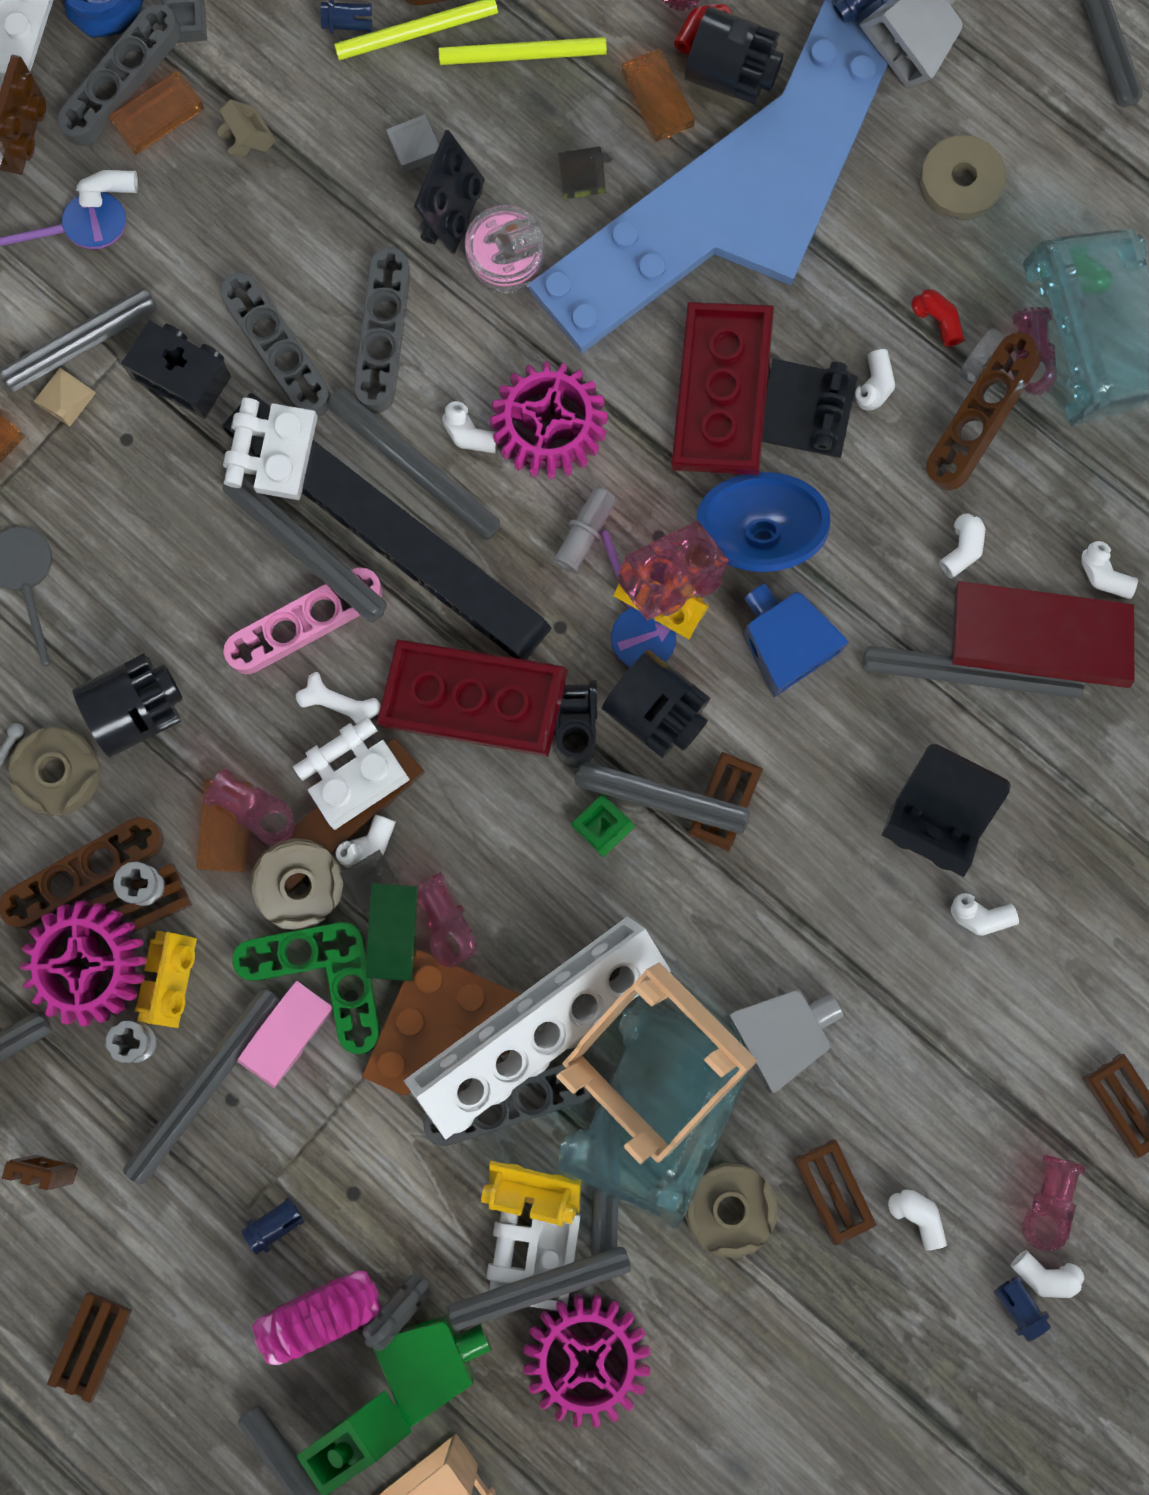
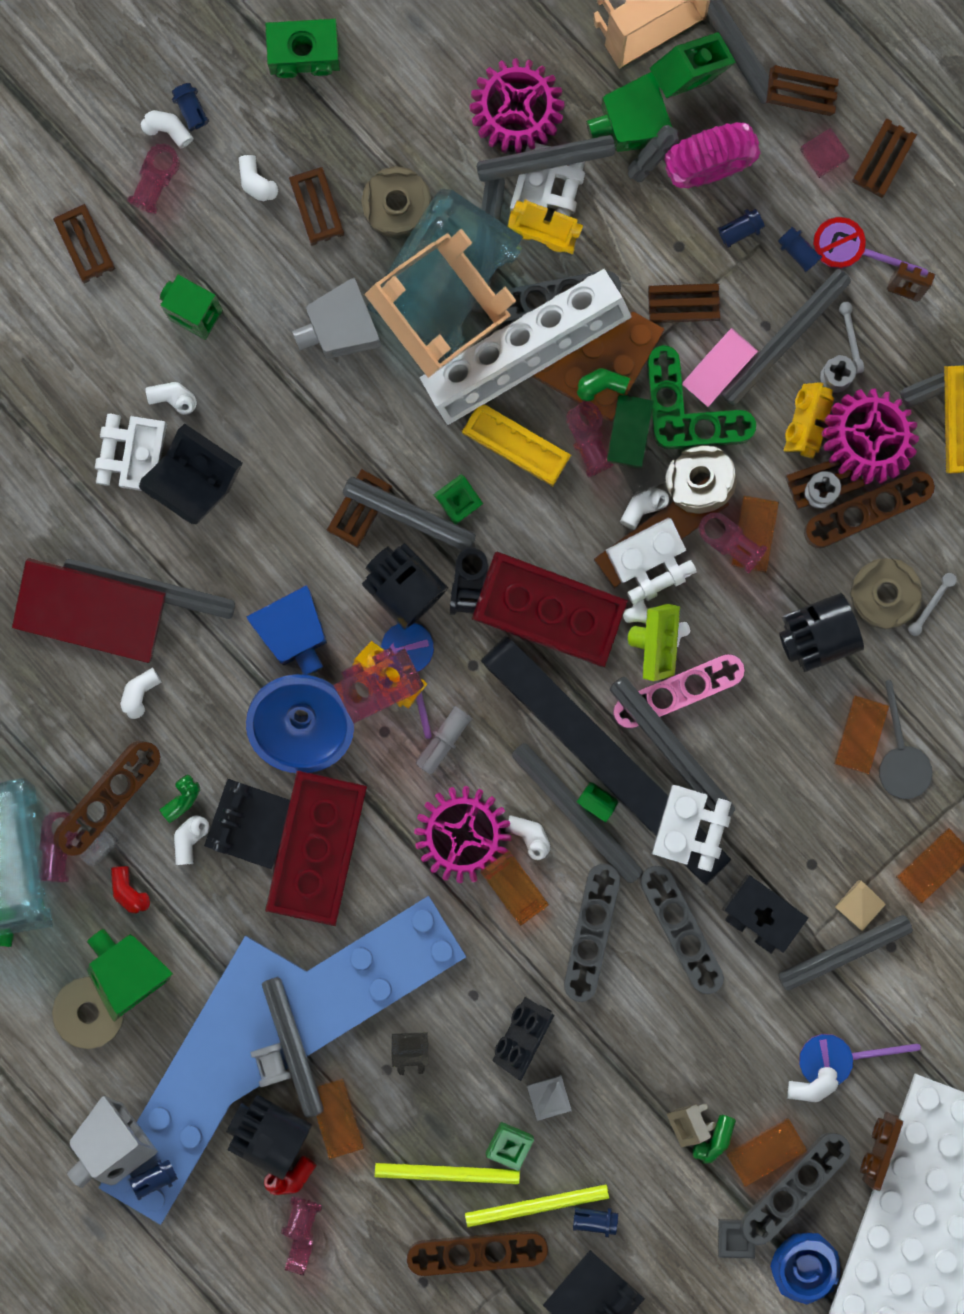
camera: 170 degrees left, 5 degrees up
(75, 595) = (861, 735): none -> clear orange tile
(128, 1132) = (846, 309): none -> light grey hinge
(138, 1223) = (843, 243): none -> piece
(169, 1344) = (824, 152): none -> clear pink tile
(170, 1427) = (802, 77): none -> reddish brown tile
(193, 1205) = (799, 249): none -> dark blue pin
(210, 116) = (719, 1143): none -> green arm
(300, 1121) = (654, 303): none -> reddish brown tile
(332, 674) = (658, 641): none -> lime tile
(390, 475) = (597, 801): none -> green tile
(436, 994) = (598, 381): none -> green arm
(453, 84) = (509, 1146): none -> green tile
(479, 363) = (514, 888): none -> clear orange tile
(505, 248) = (482, 990): clear head -> none
(536, 903) = (516, 444): none -> yellow plate
(719, 158) = (292, 1047): none -> dark grey axle
(742, 133) = (270, 1065): none -> light grey bush
(888, 429) = (180, 804): none -> green arm
(911, 1421) = (286, 36): none -> green brick
(929, 216) = (124, 972): none -> green torso
(981, 1028) = (190, 306): none -> green brick
(1010, 840) = (141, 452): none -> white plate
(1101, 574) = (32, 657): white arm -> none

